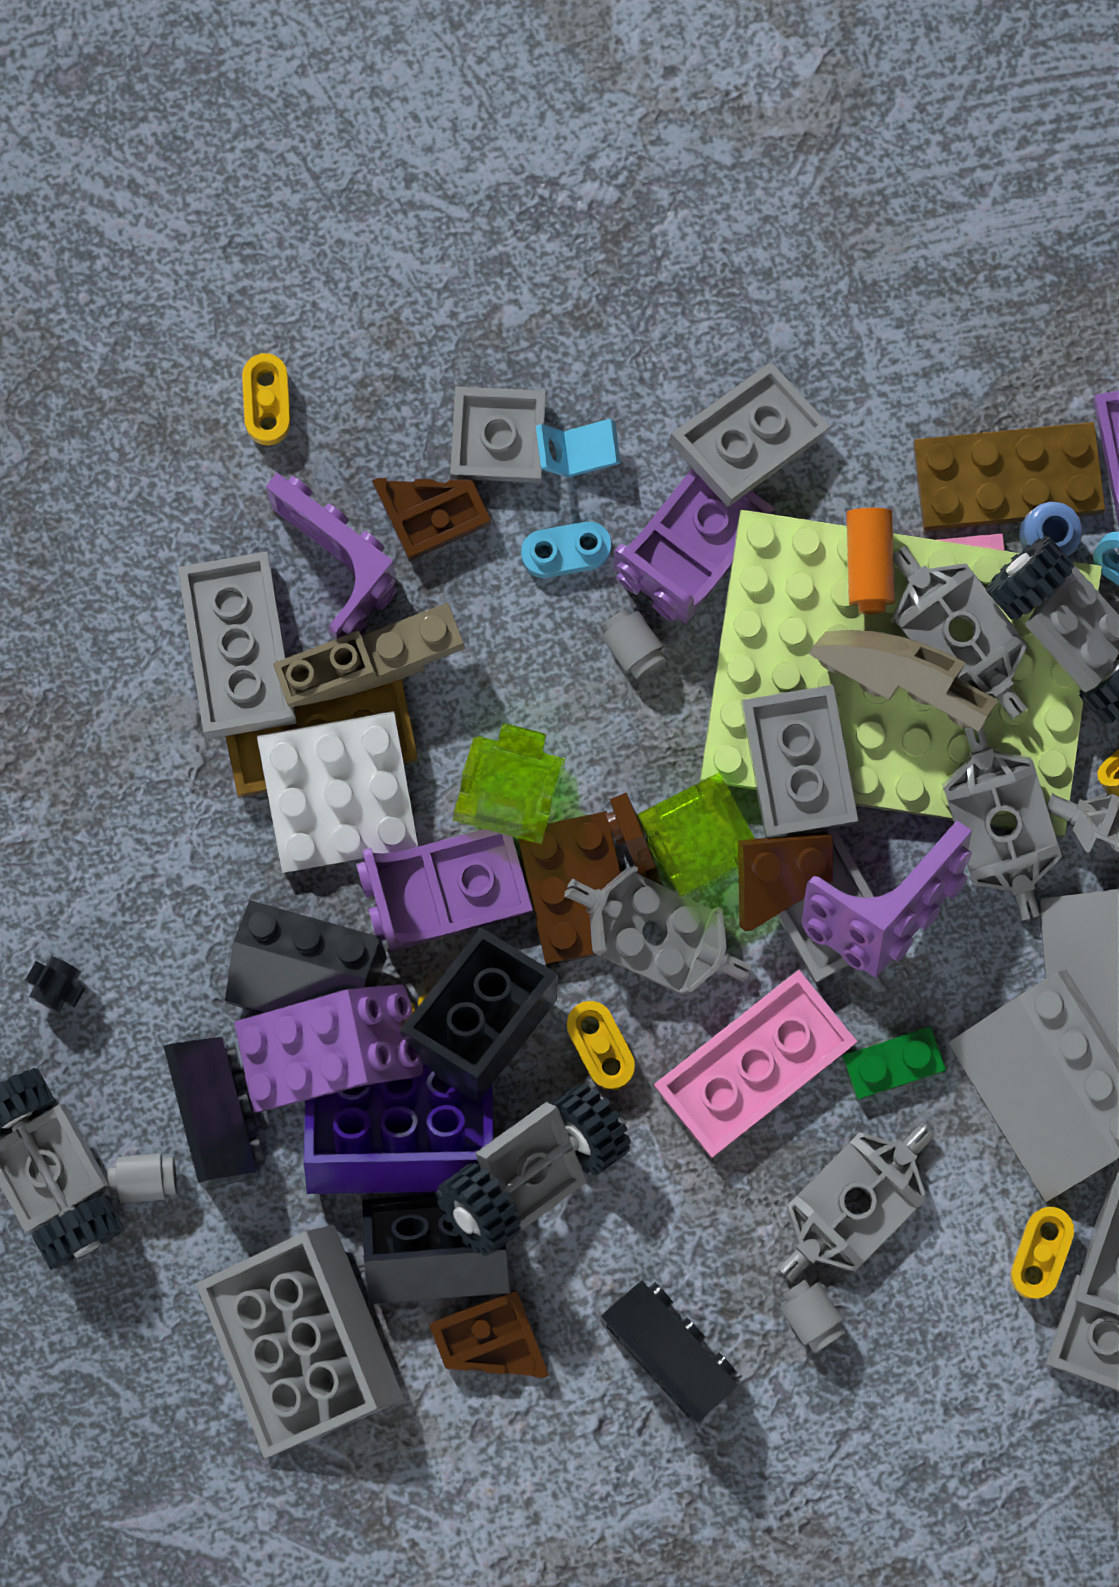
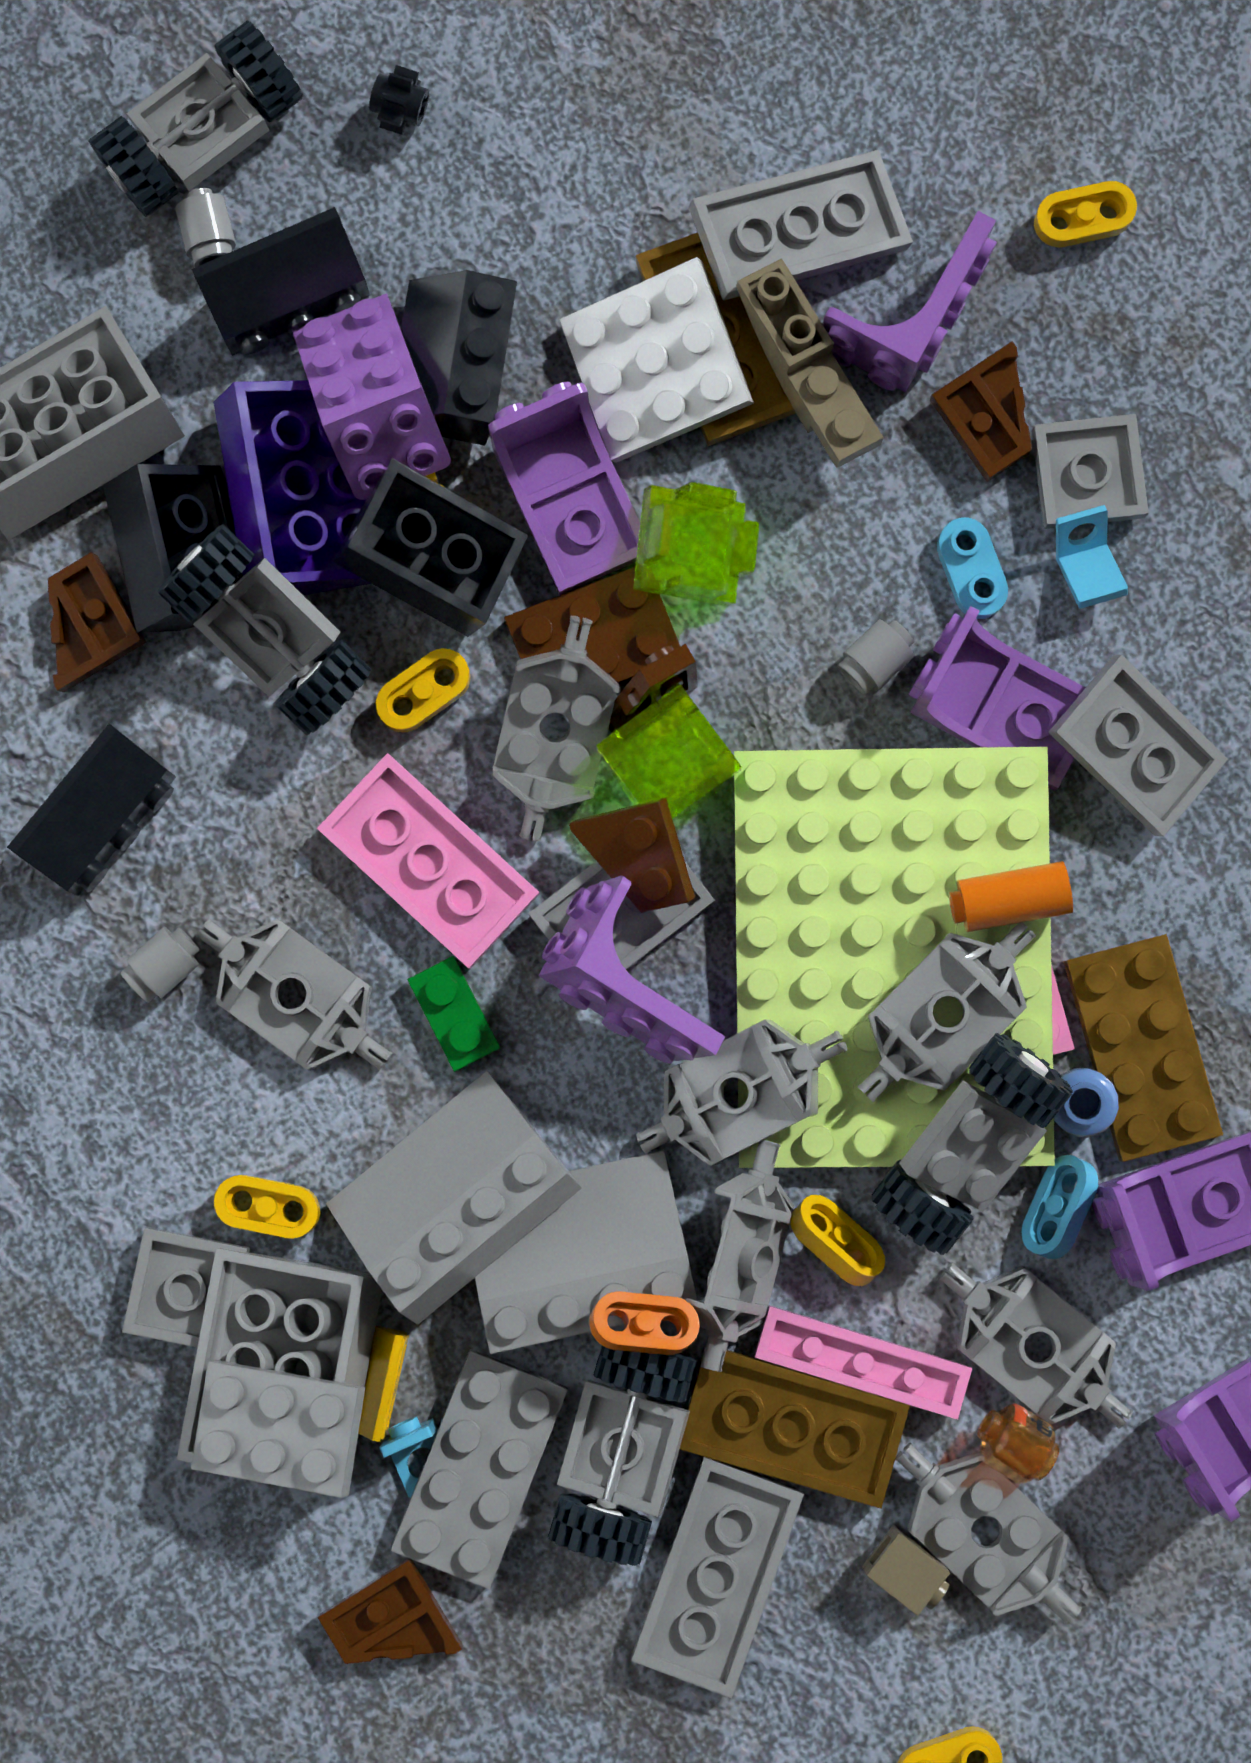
camera: 80 degrees right, 5 degrees up
(799, 761) = (767, 853): light grey plate -> none
(889, 661) = (895, 936): dark tan slope -> none

